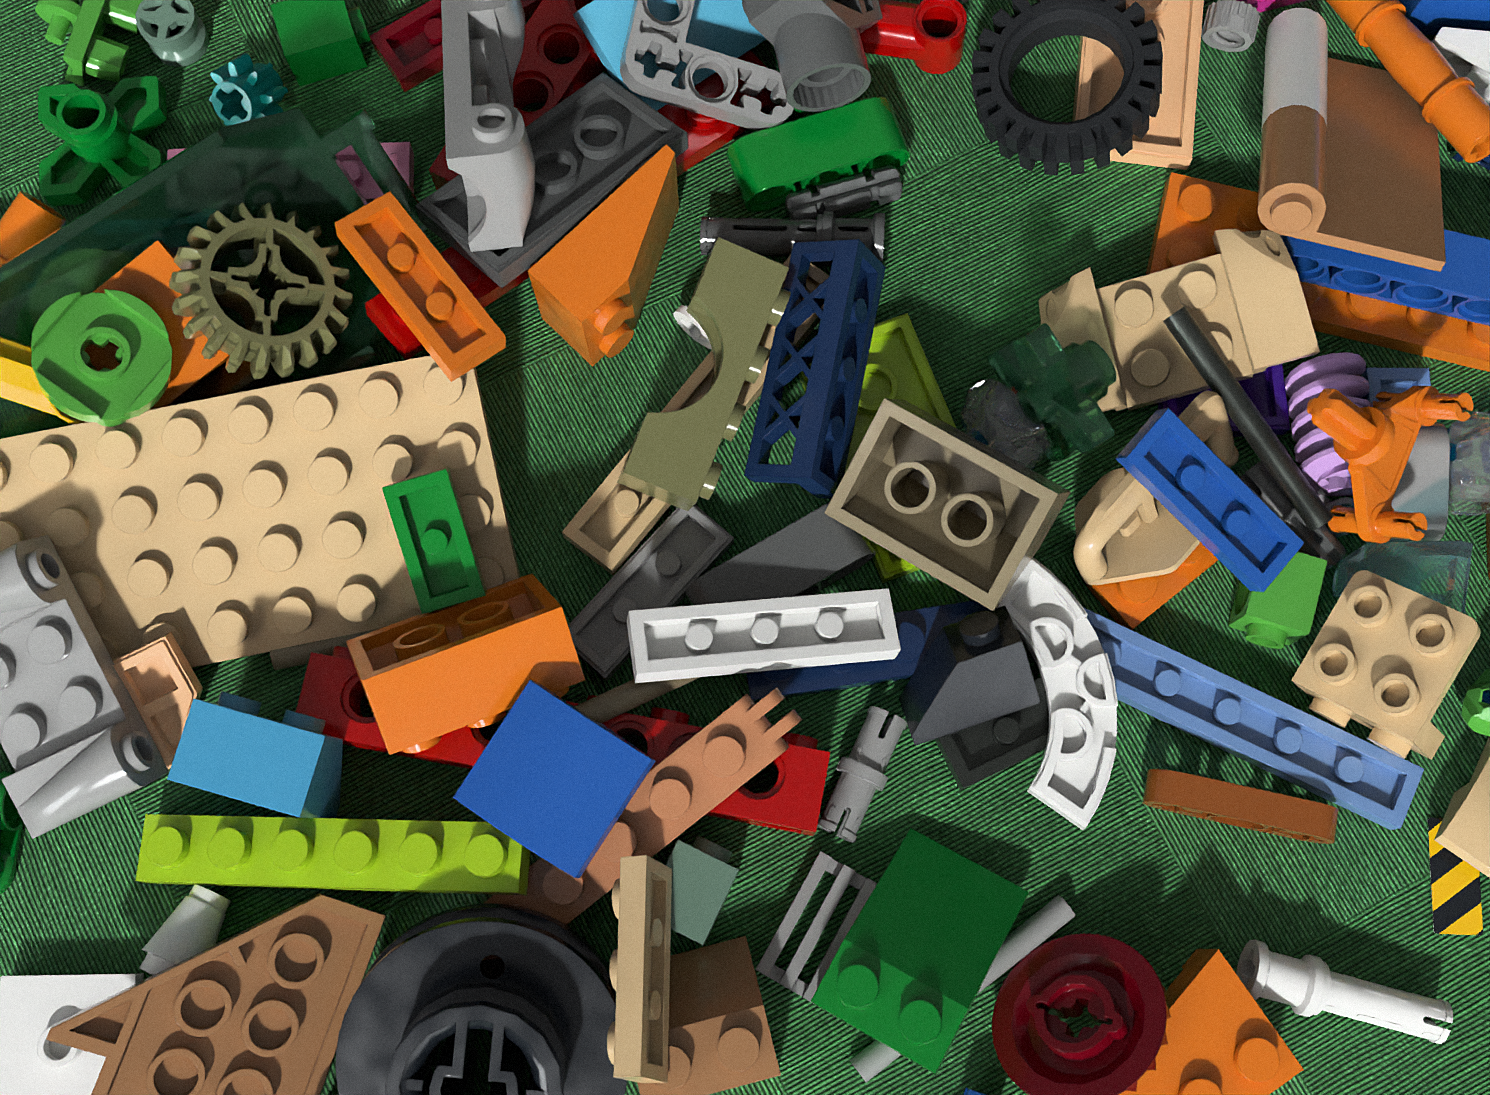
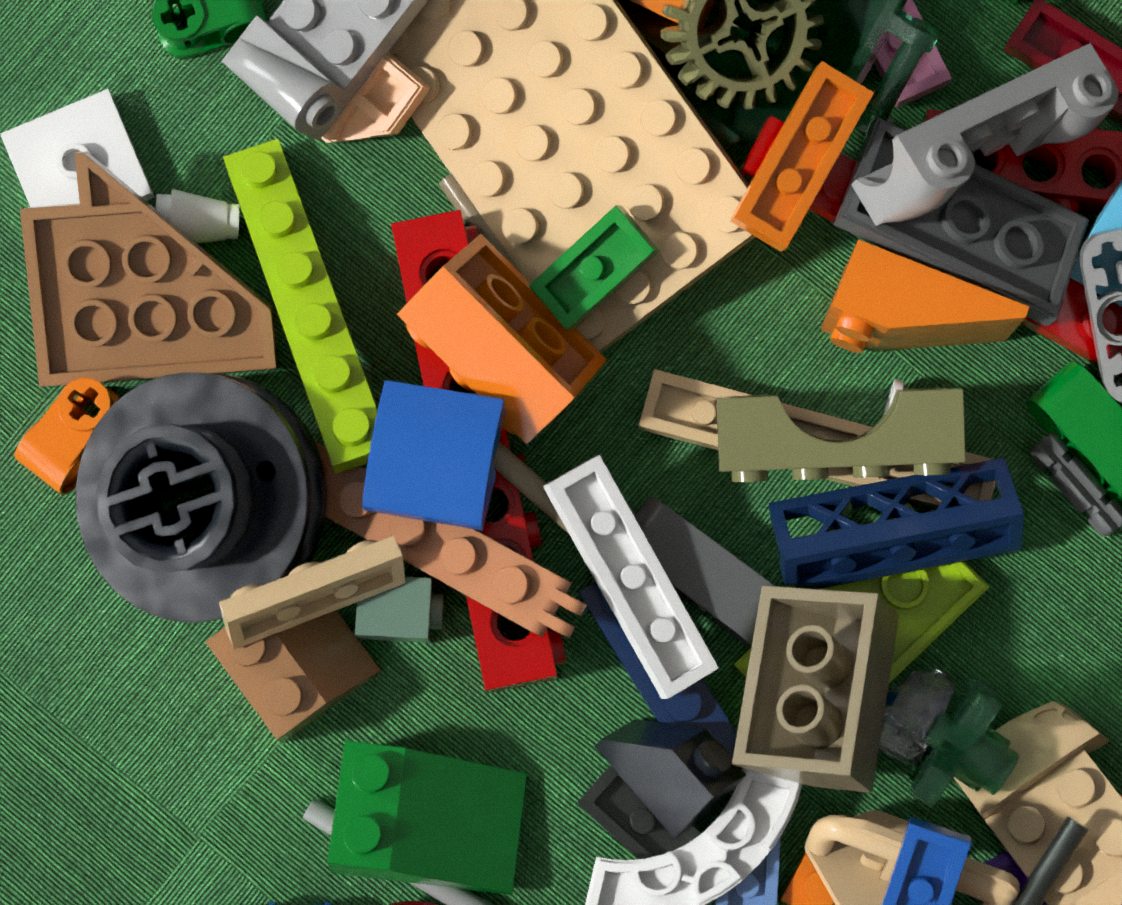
camera: 70 degrees right, 5 degrees up
(260, 759) = (354, 211): dark azure slope -> none
(651, 579) = (640, 462): light grey tile -> none
(777, 236) = (1009, 440): dark grey pin -> none
(844, 876) = (464, 732): light grey tile -> none
(862, 774) = (554, 712): light grey pin -> none

